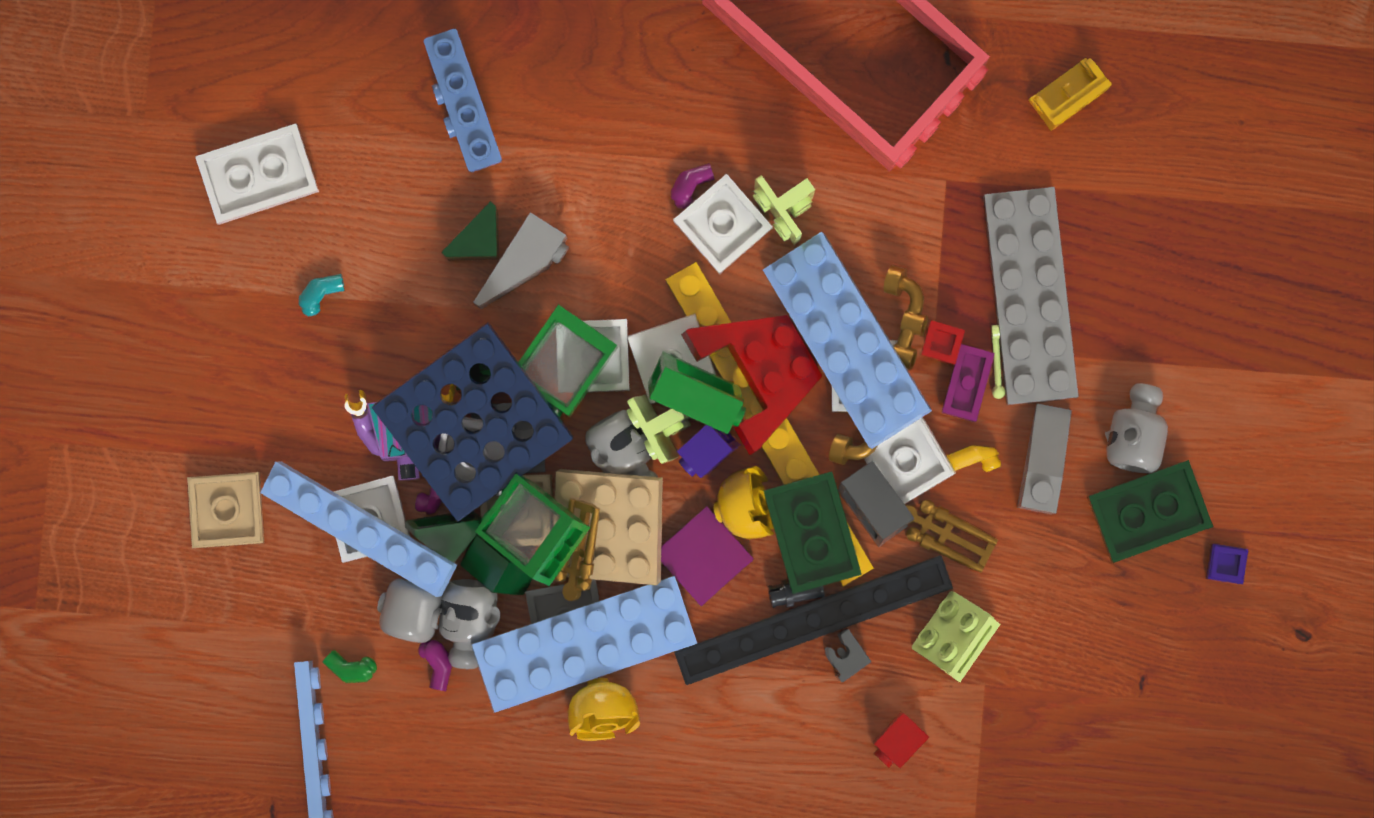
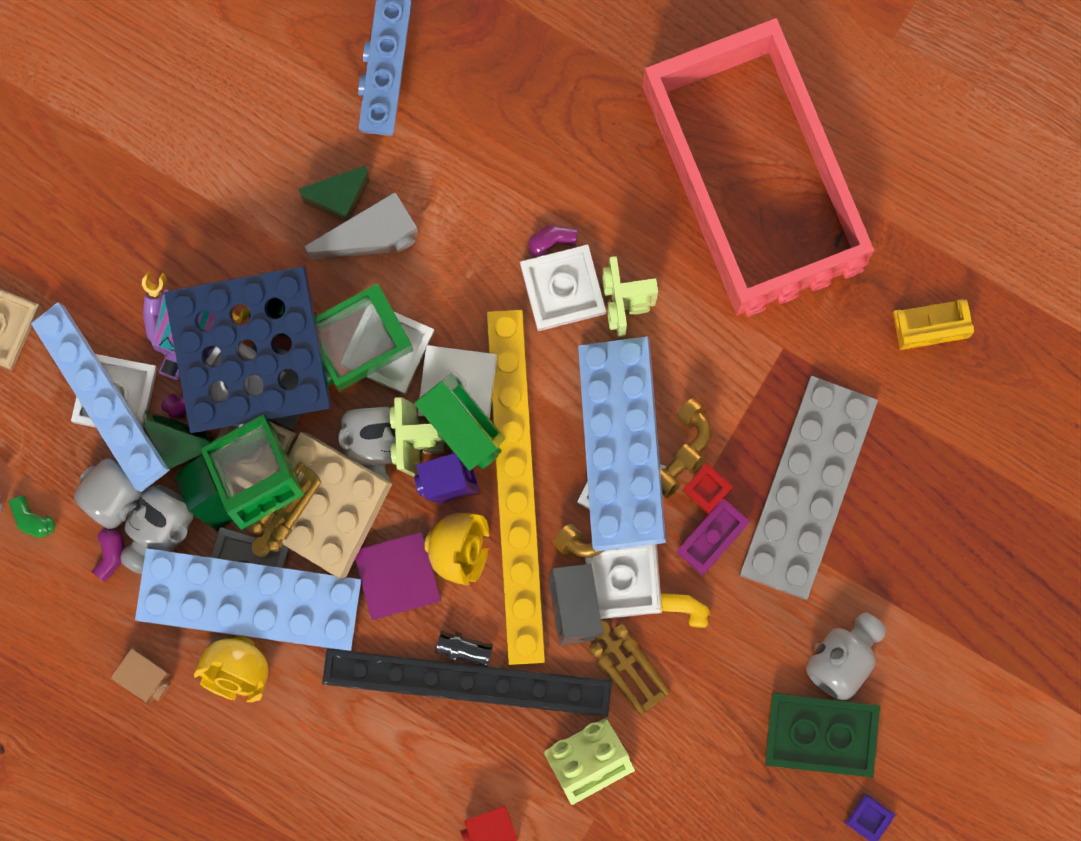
camera: 25 degrees right, 5 degrees down
(257, 174) = (173, 44): white plate -> none
(316, 290) = (174, 170): teal arm -> none
(524, 758) = (142, 677): none -> medium nougat brick
(770, 361) = (544, 431): red wing -> none
(812, 532) = (503, 601): dark green plate -> none
(851, 661) = (479, 735): dark grey hinge -> none
(998, 390) = (737, 559): yellowish green hinge -> none
(1045, 460) = (749, 641): light grey slope -> none

